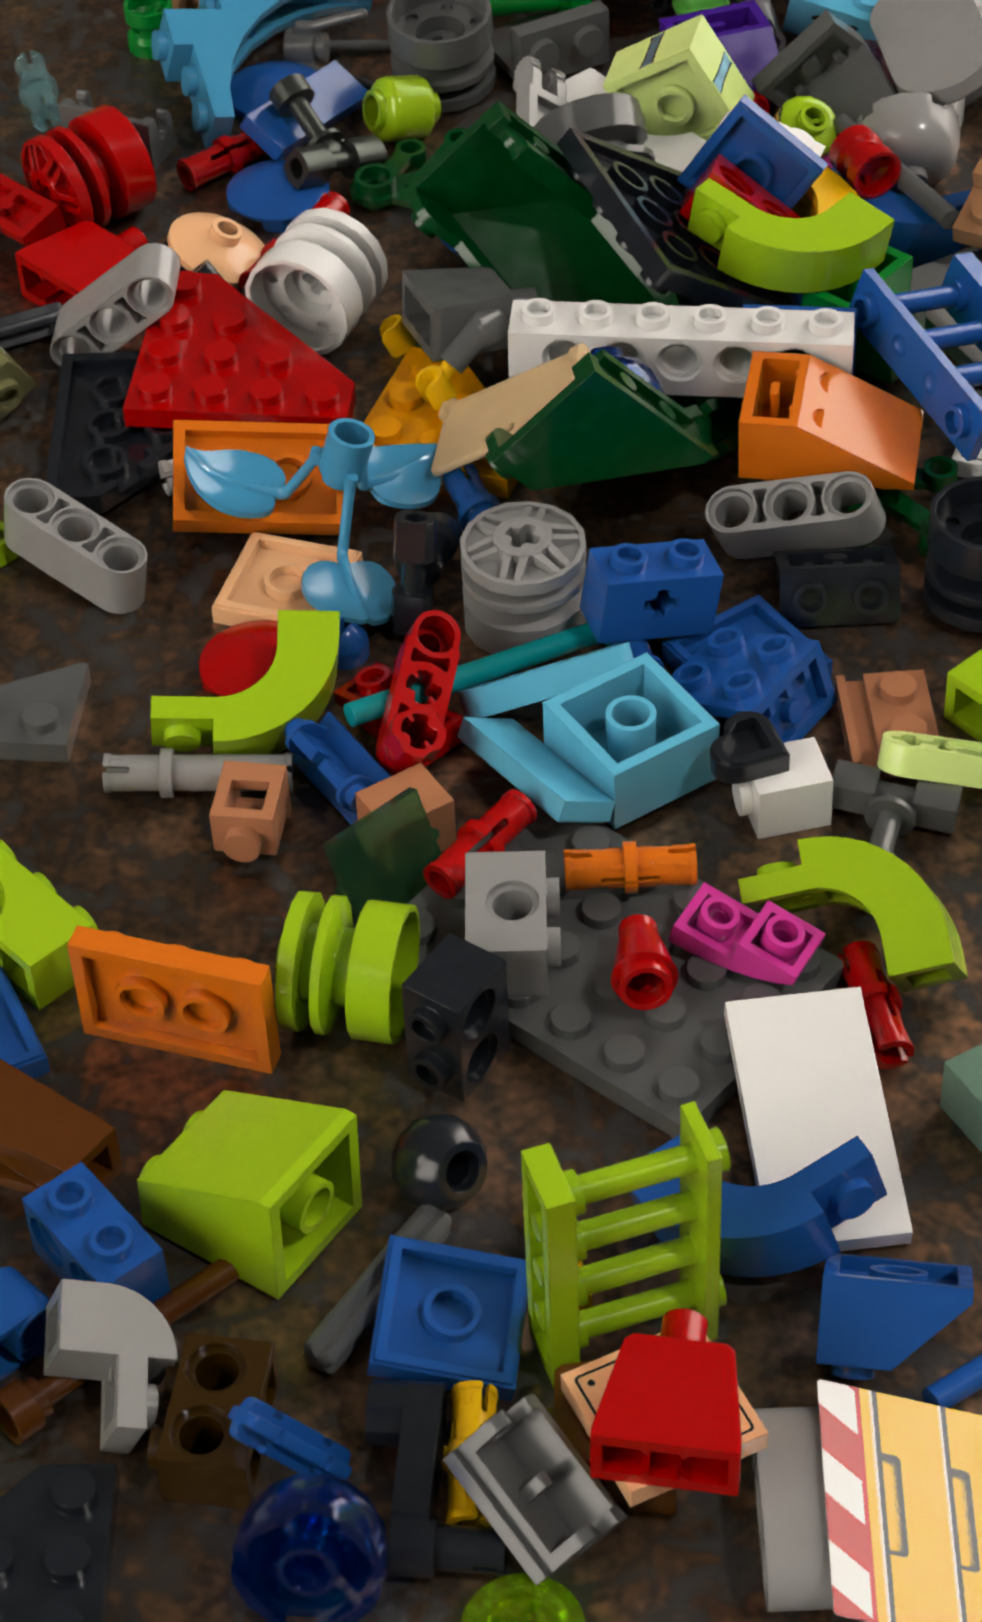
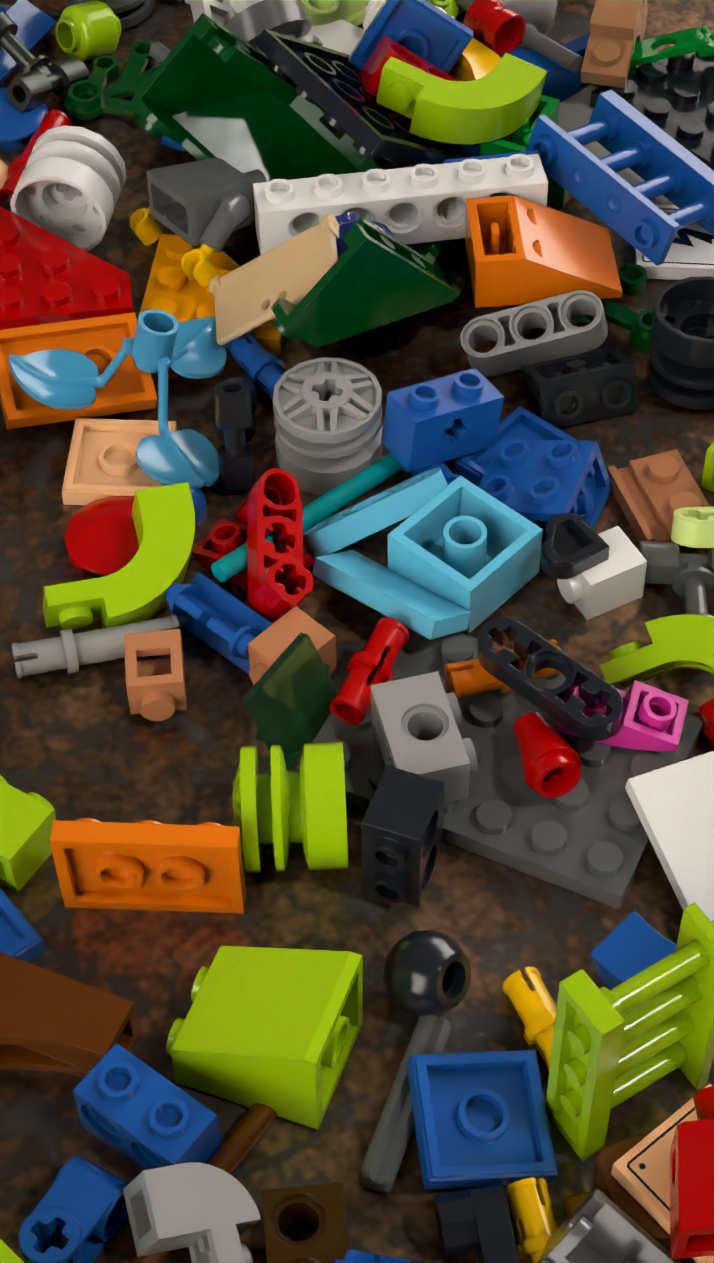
camera: 15 degrees left, 5 degrees up
(672, 906) = (541, 654): none -> black beam

